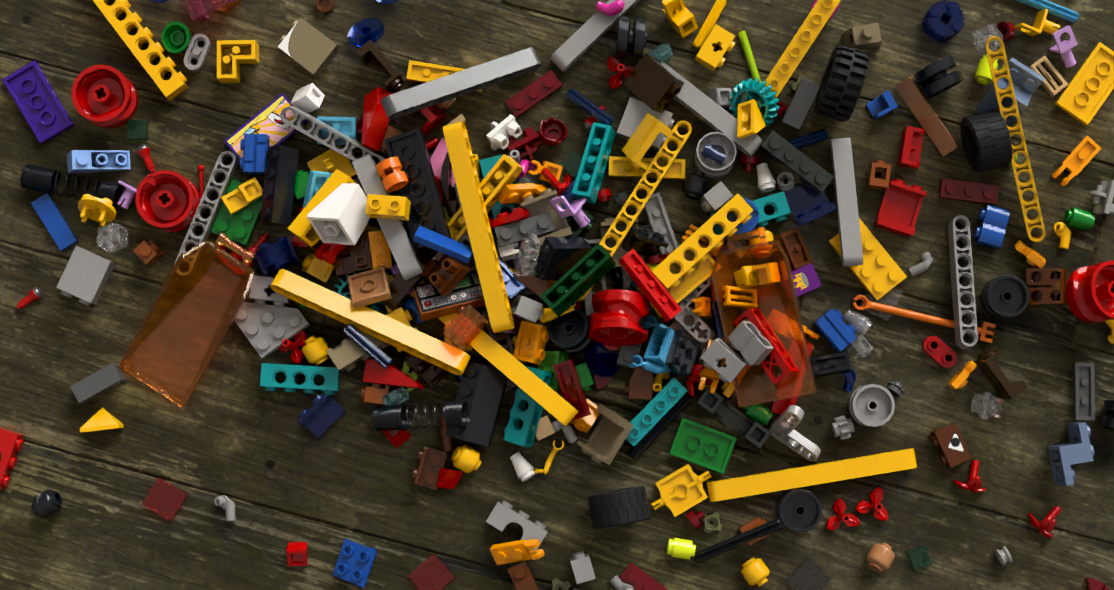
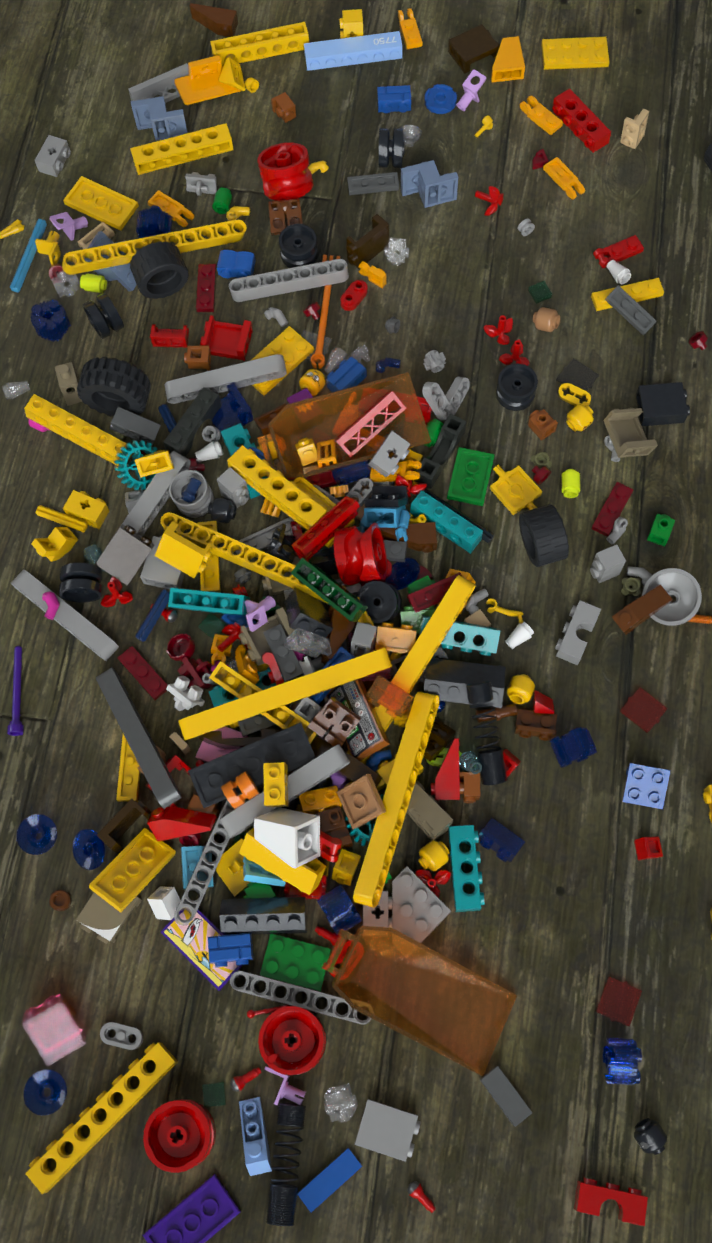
camera: 90 degrees left, 15 degrees down
(96, 209) = (310, 1125): yellow plate -> none
(101, 421) = (548, 1086): yellow slope -> none
(109, 489) = (621, 1061): none -> clear blue brick
(149, 252) = (351, 1057): dark orange brick -> none
(176, 37) = (105, 1062): green hat -> none
(228, 505) = (612, 928): light grey arm -> none
(232, 54) = (123, 993): yellow brick -> none
(242, 196) = (278, 957): yellow slope -> none
(338, 71) = (132, 870): none -> yellow plate
(369, 347) = (422, 795): dark blue axle -> none
(399, 499) = (573, 746): none -> clear blue brick
(443, 244) = (308, 725): blue tile -> none
(516, 551) = (603, 626): light orange hinge -> none
(607, 436) = (476, 557): dark tan panel -> none
(738, 540) = (554, 430): black axle -> none
(749, 56) = (95, 479): lime bar -> none
(750, 343) = (369, 433): light grey brick -> none
(767, 273) = (301, 429): light orange panel -> none
(780, 568) = (577, 392): none -> yellow beam
(812, 475) = (483, 385): yellow beam -> none
(831, 364) = (376, 369): black plate -> none
(833, 293) = (313, 381): none -> yellow head
(859, 405) = (411, 339): light grey wheel -> none
(882, 105) = (133, 357): blue panel -> none
(924, 303) = (312, 310): none -> dark red tile
(926, 116) = (139, 326): medium nougat piece -> none
(950, 445) = (436, 276): reddish brown brick -> none
(974, 483) = (468, 255): red plant -> none
(1032, 256) = (261, 231): light orange plate -> none
(1050, 139) = (153, 222): none -> clear blue brick

